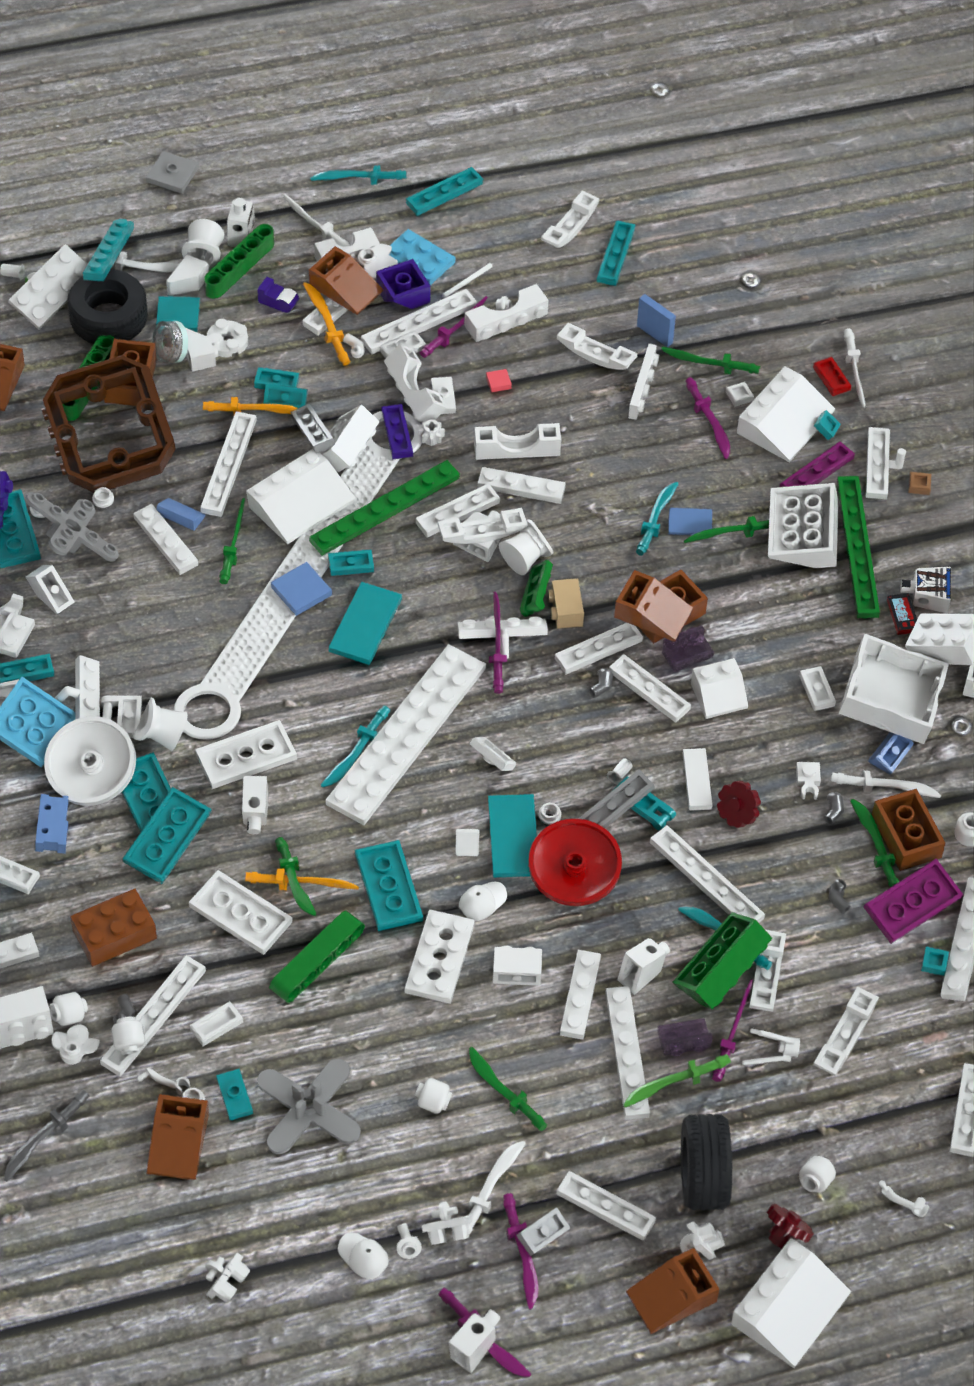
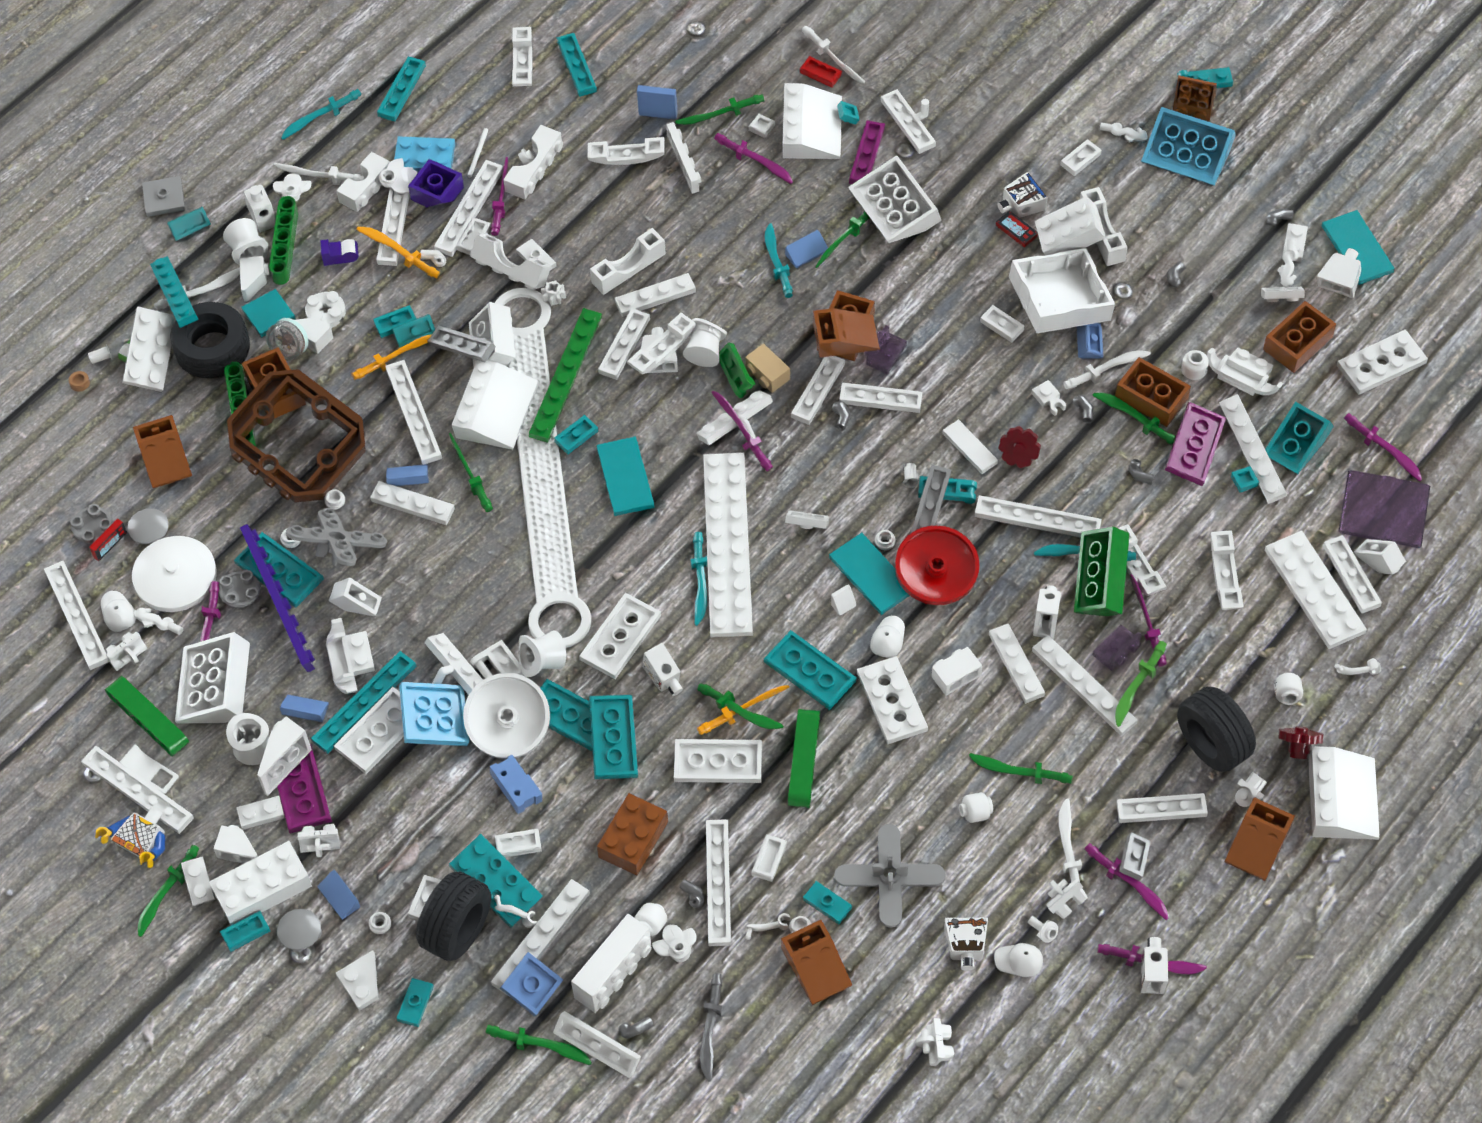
camera: 30 degrees left, 5 degrees up
(128, 1035) = (718, 909): white head -> none
(172, 204) = (188, 223): none -> teal plate
(284, 222) = (292, 186): none -> white plate
(301, 588) = (554, 478): medium blue tile -> none
(328, 1205) = (966, 939): none -> white torso
(344, 280) = (388, 208): slope -> none
(397, 431) = (525, 307): dark purple tile -> none
(498, 380) = (569, 220): coral tile -> none
(719, 688) = (932, 366): white slope -> none
(787, 1046) = (1192, 608): white plant -> none
(858, 547) = (946, 197): green plate -> none
(919, 483) = (949, 119): medium nougat tile -> none
(921, 1103) = (1315, 590): none -> white plate

